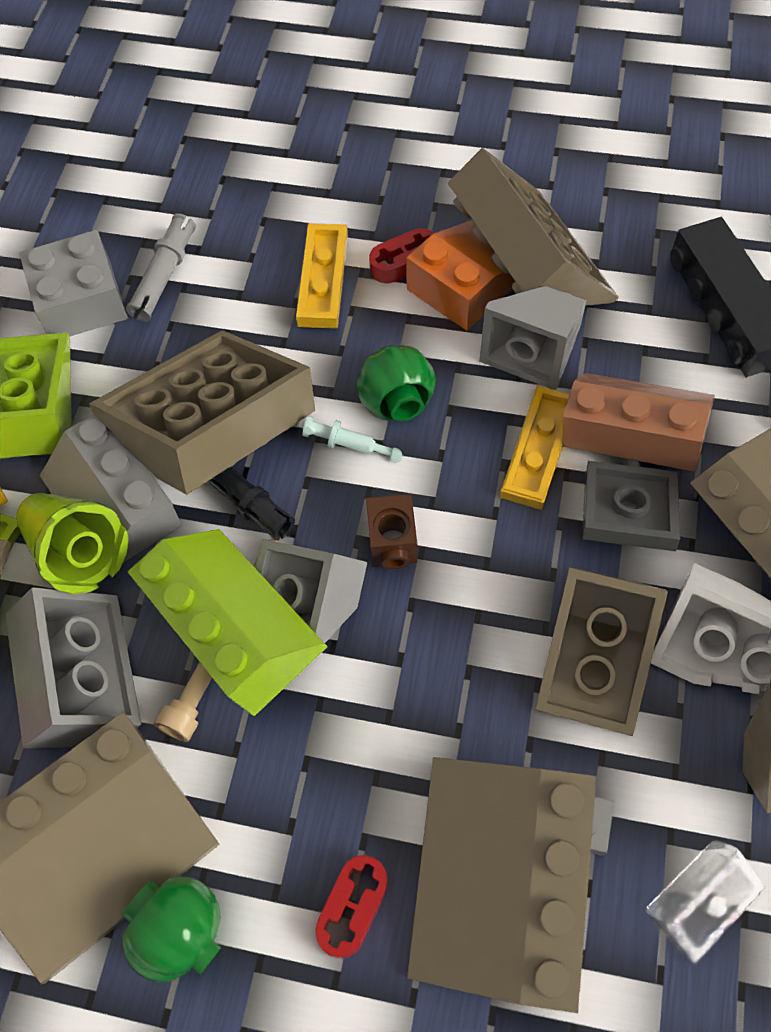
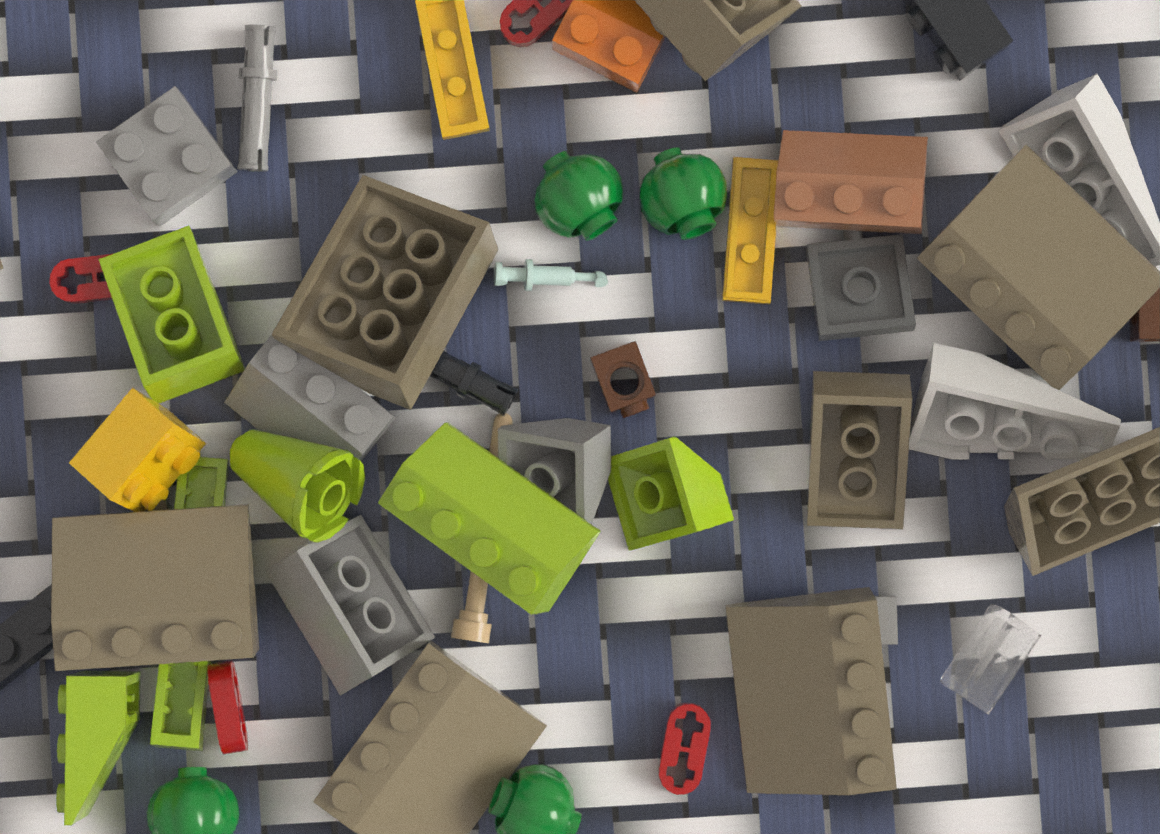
camera: 25 degrees left, 25 degrees up
(405, 639) = (666, 493): none -> lime slope
(486, 399) = (683, 194): none -> green plant
(532, 334) = (722, 108): light grey slope -> none

